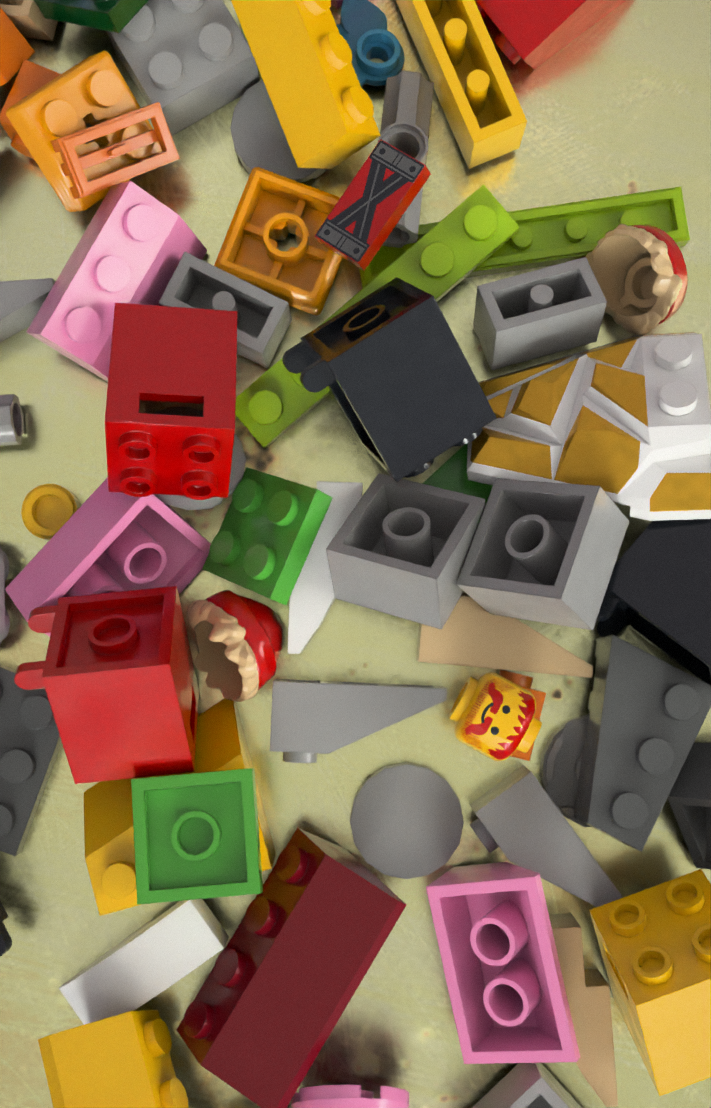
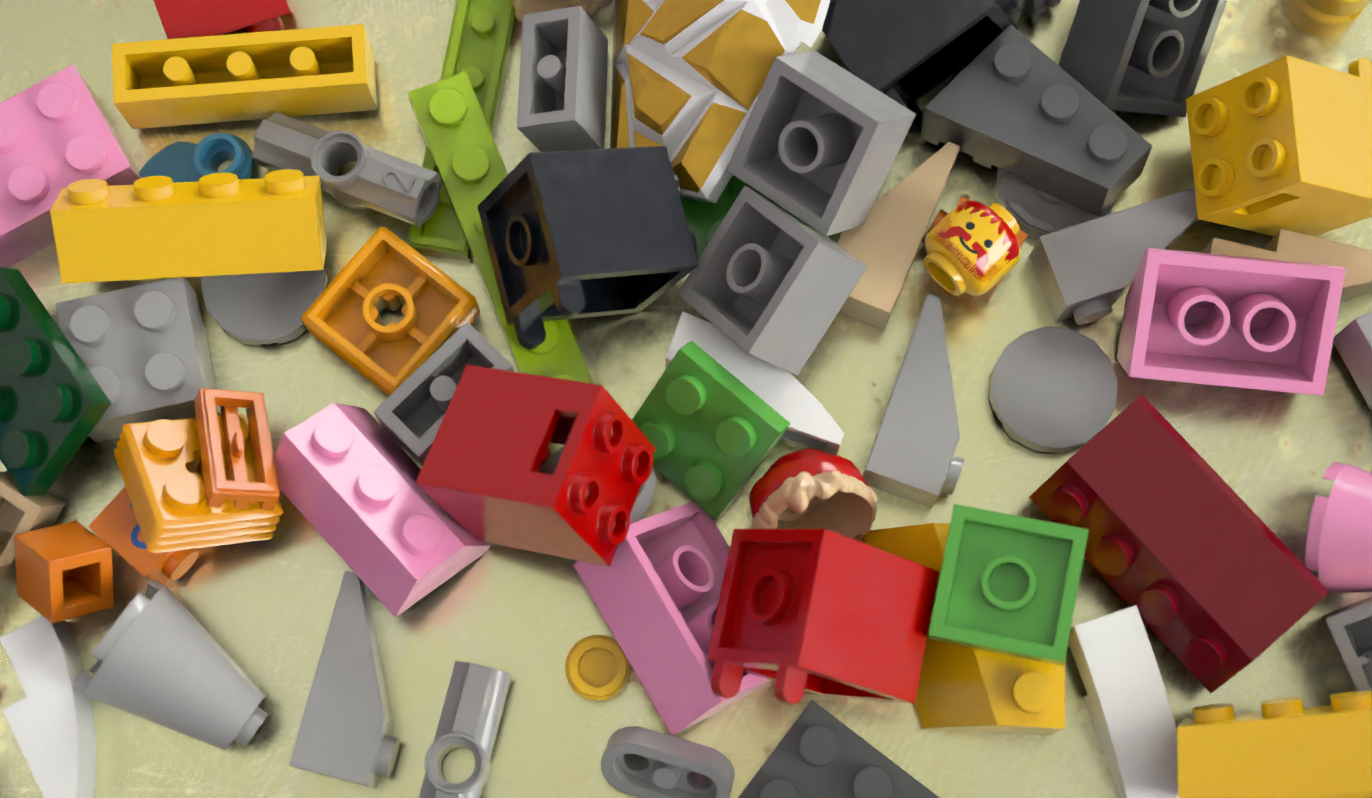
camera: 75 degrees left, 10 degrees down
(372, 204) = (395, 202): tile -> none

